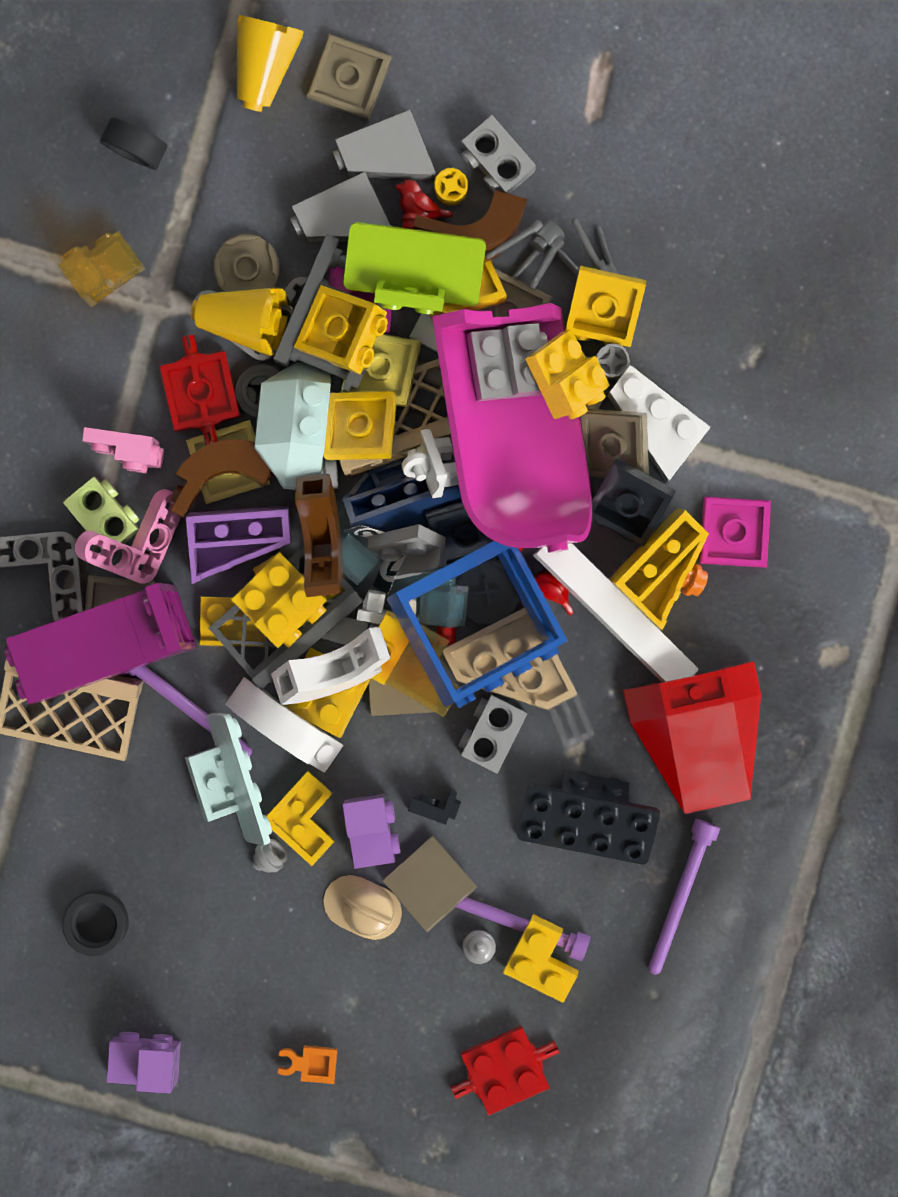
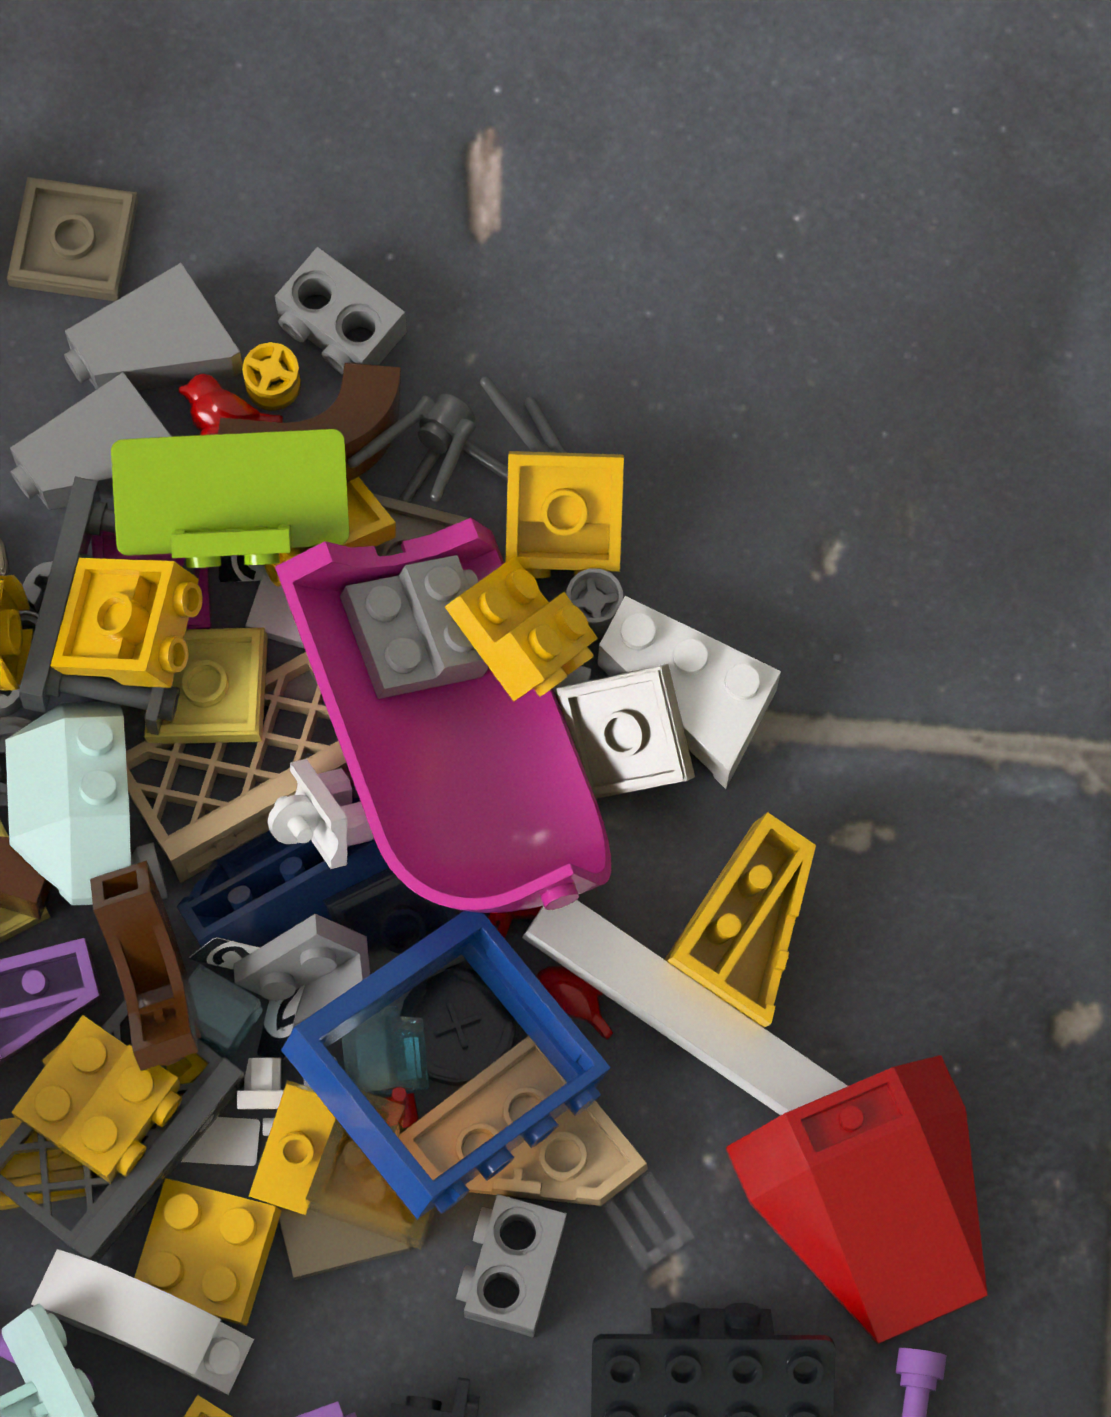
camera: 15 degrees left, 15 degrees down
(332, 672) = (210, 1206): white arch -> none
(360, 425) = (186, 779): yellow plate -> none
(630, 502) = (671, 820): black plate -> none
(695, 581) = (809, 937): orange plate -> none
(736, 532) = (863, 846): dark pink tile -> none

